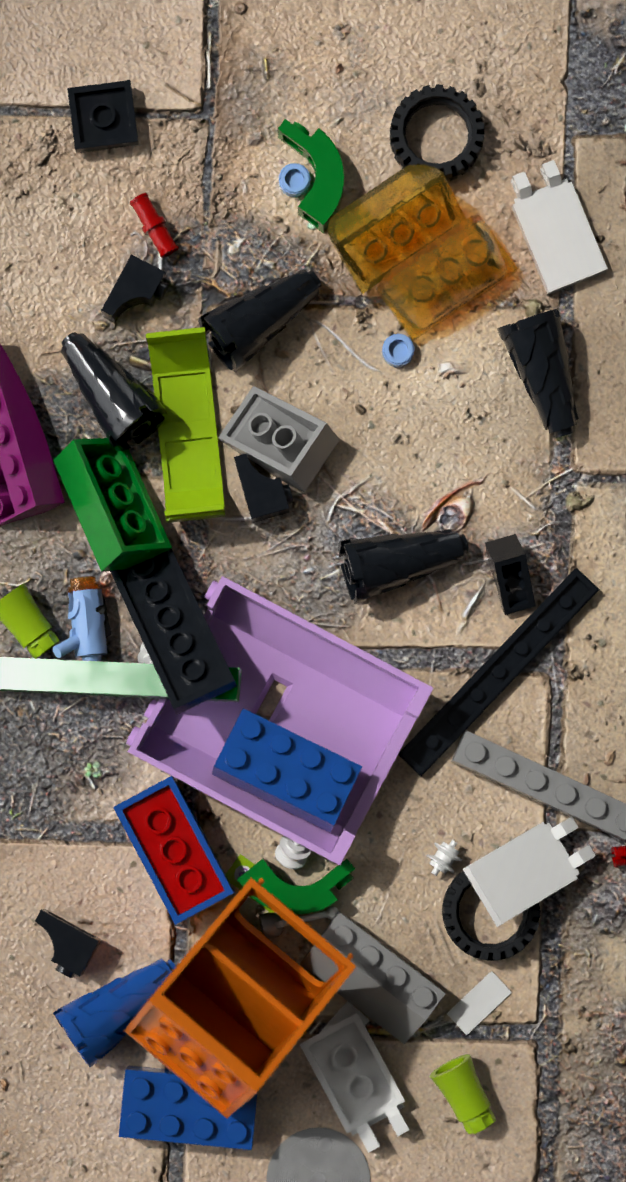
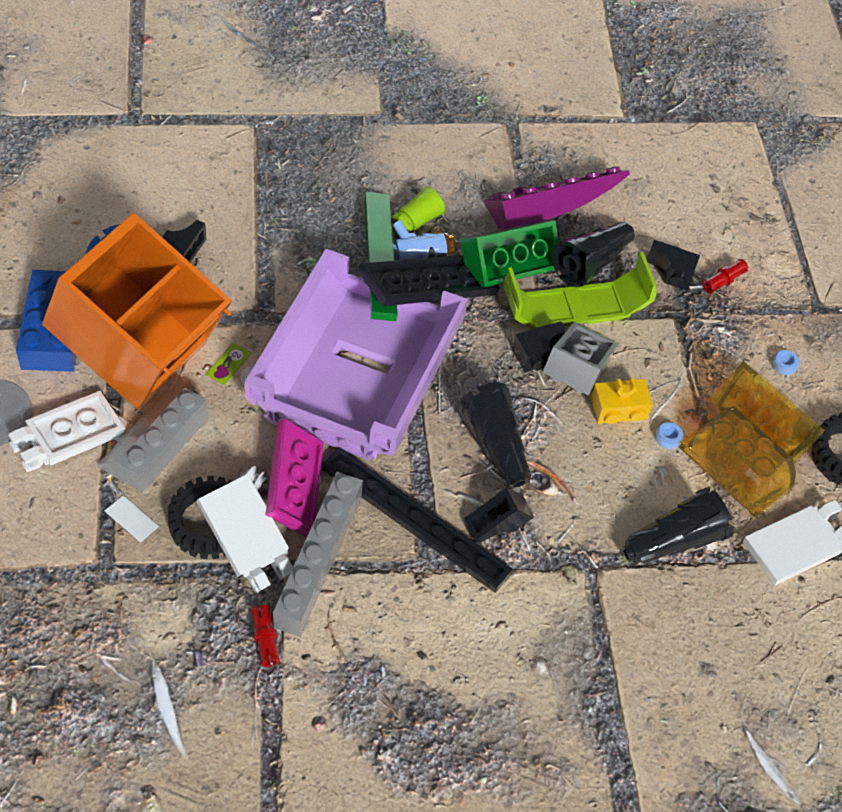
camera: 80 degrees right, 30 degrees down
(103, 116) = (796, 244): black plate -> none
(173, 849) = (258, 299): red brick -> none
(250, 322) = (666, 328): black cone -> none
(273, 925) = (196, 368): hinge -> none
(286, 770) = (318, 354): blue brick -> none
(300, 898) = (221, 368): green arch -> none
(327, 191) = (801, 377): green arch -> none
(352, 400) = (621, 401): none -> yellow brick
(449, 809) = (295, 478): none -> dark pink tile
(464, 1093) = (53, 502): lime plant -> none

